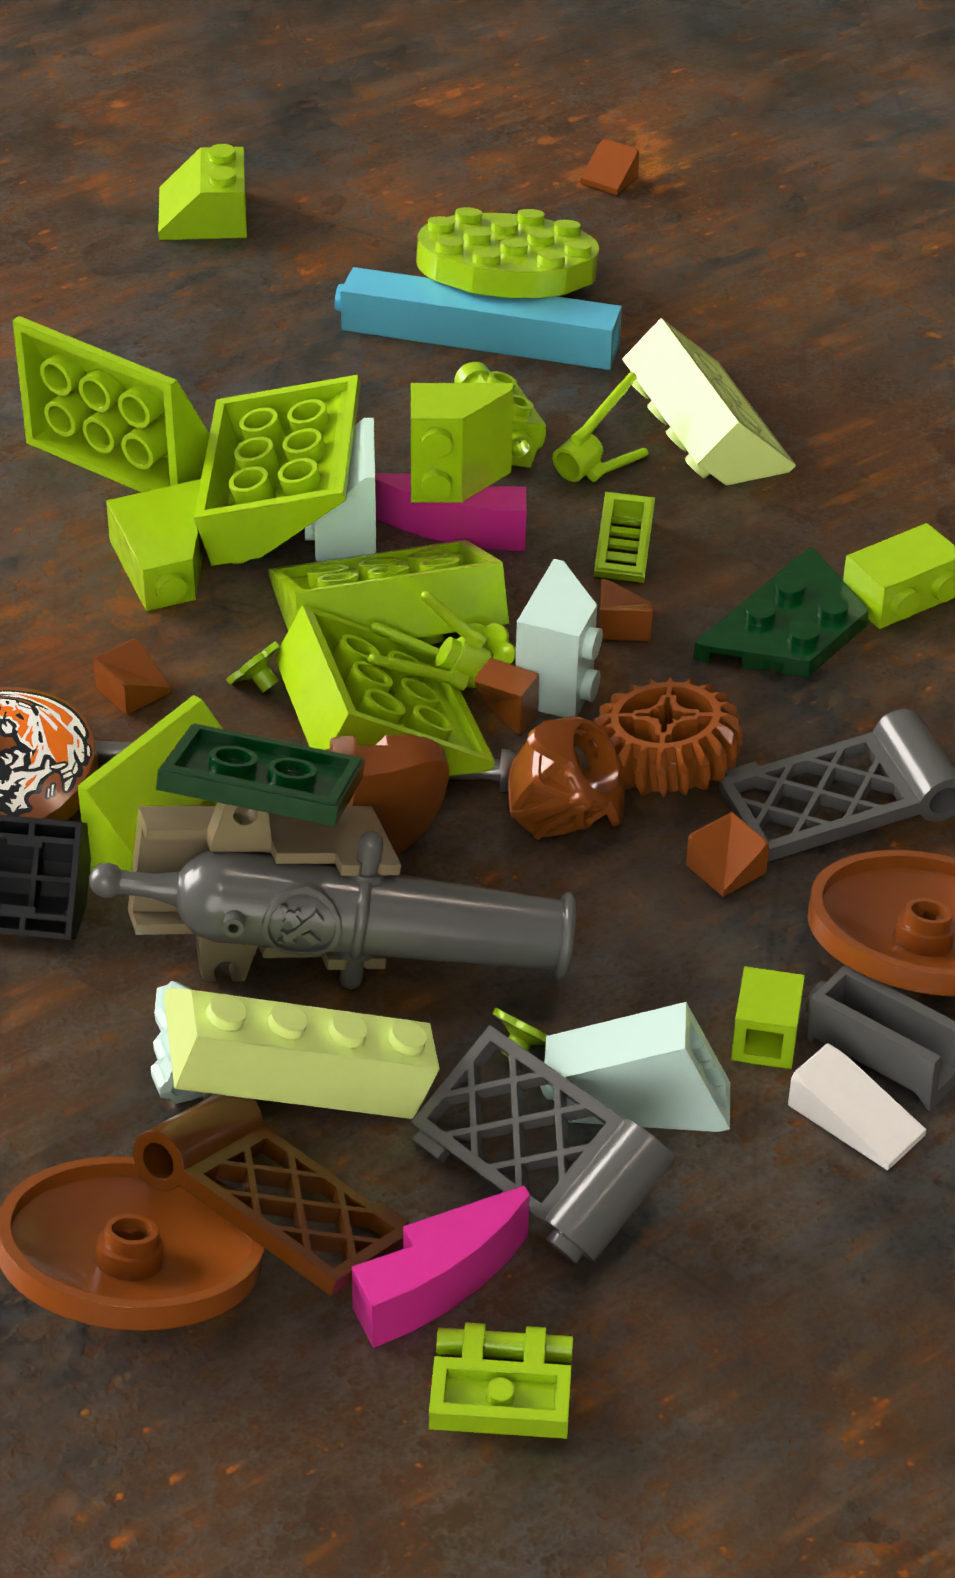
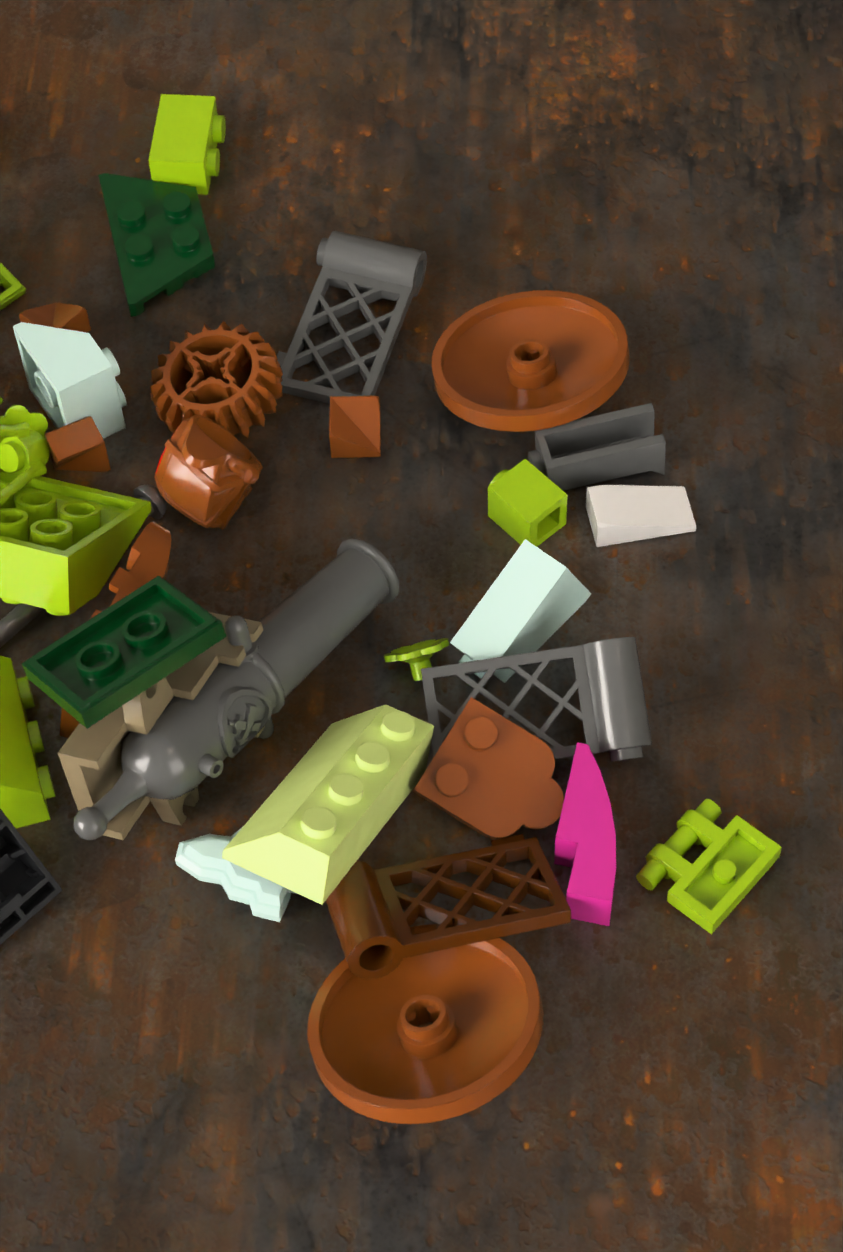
camera: 50 degrees left, 15 degrees up
(439, 1147) = (492, 775): none -> dark orange plate

